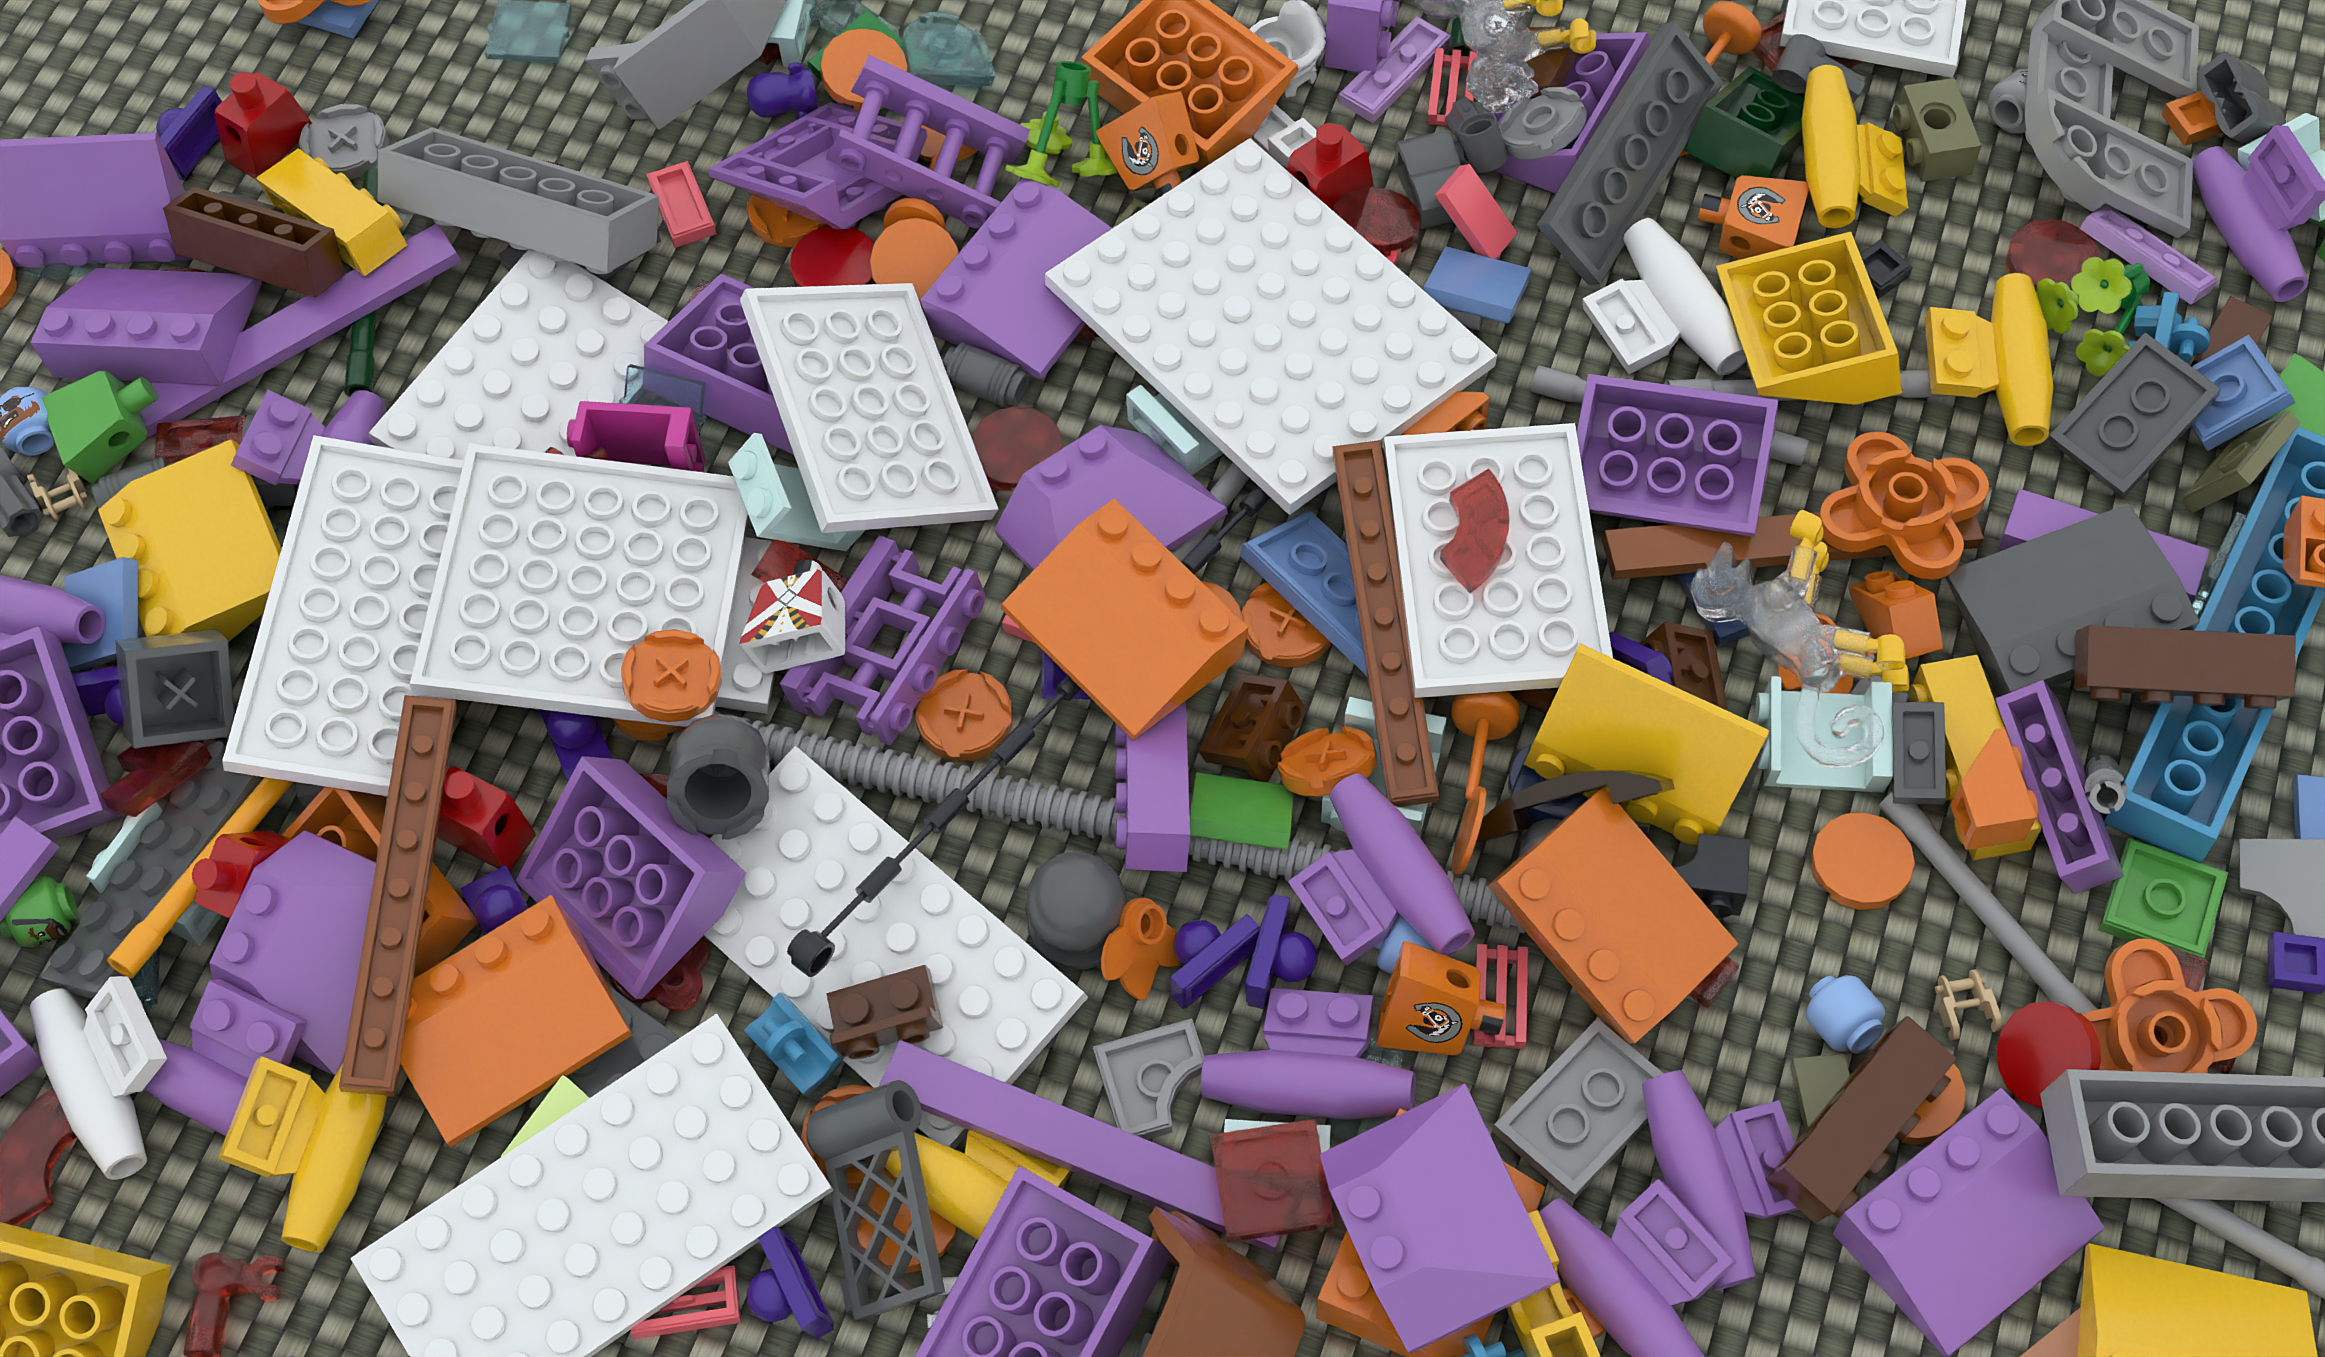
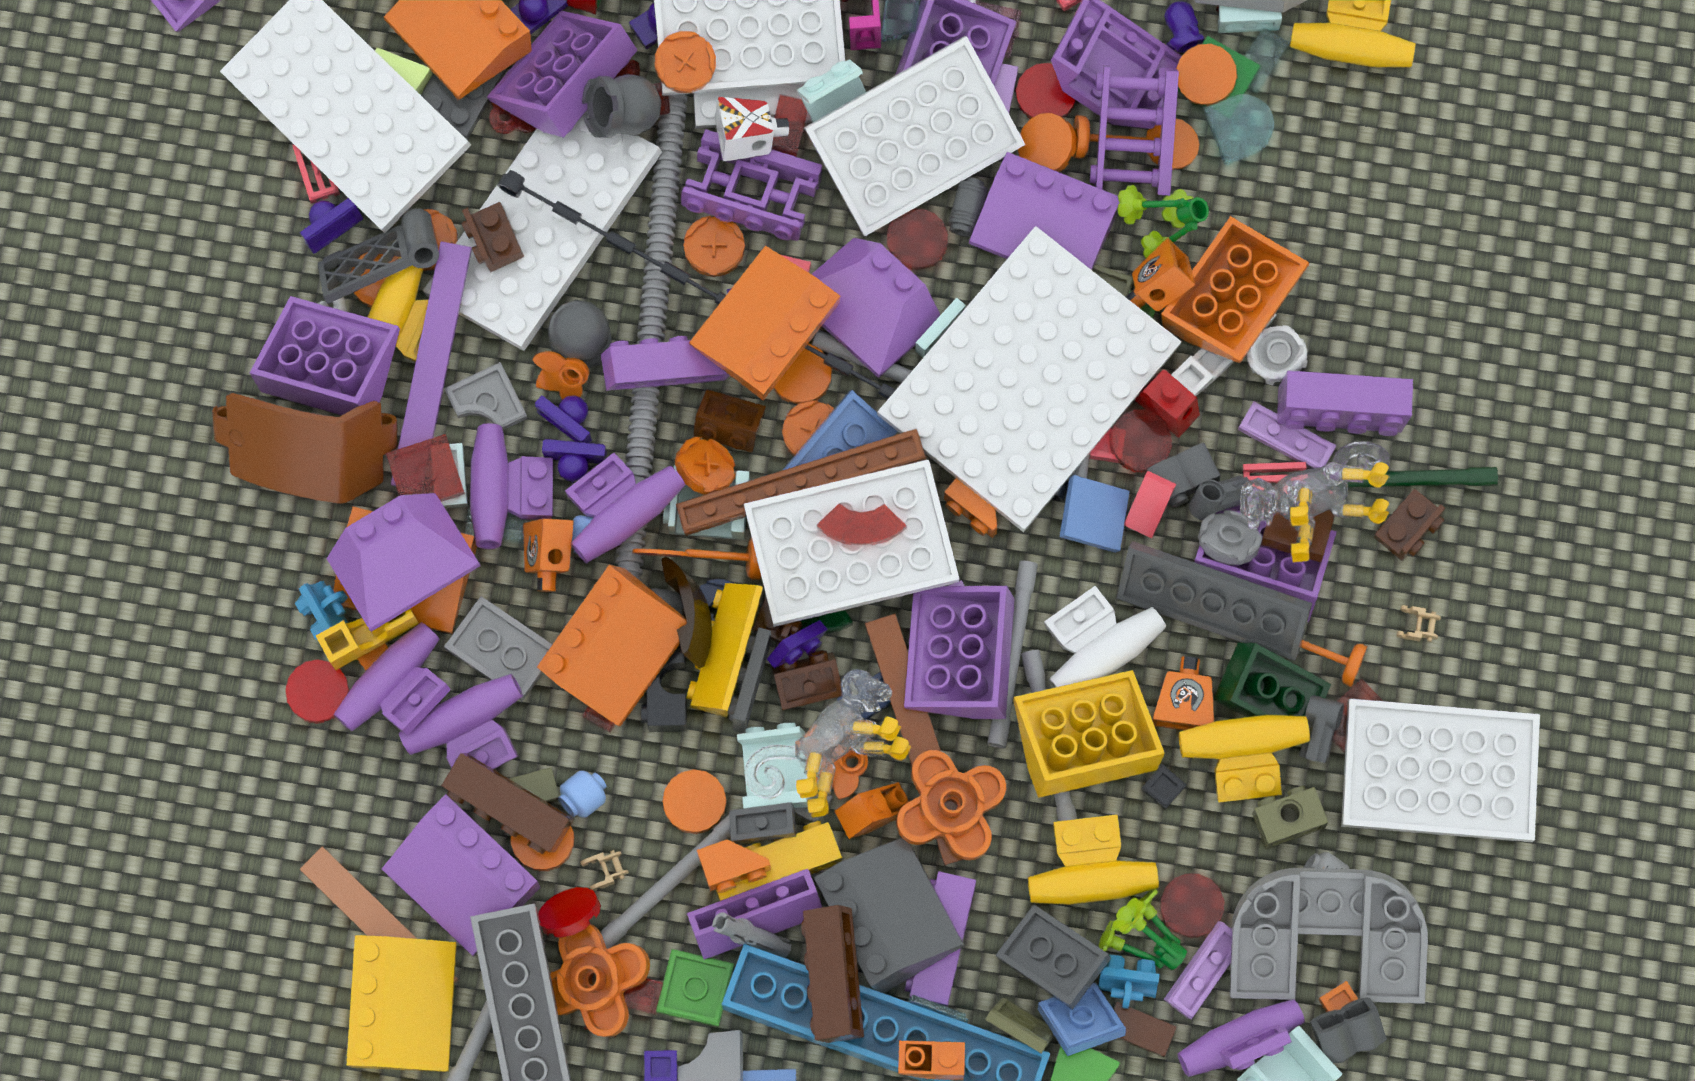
camera: 80 degrees right, 15 degrees up
(794, 1044) = (471, 190): dark azure hips -> none
(1241, 811) = (661, 418): bright green tile -> none
(1502, 957) = (566, 581): coral tile -> none

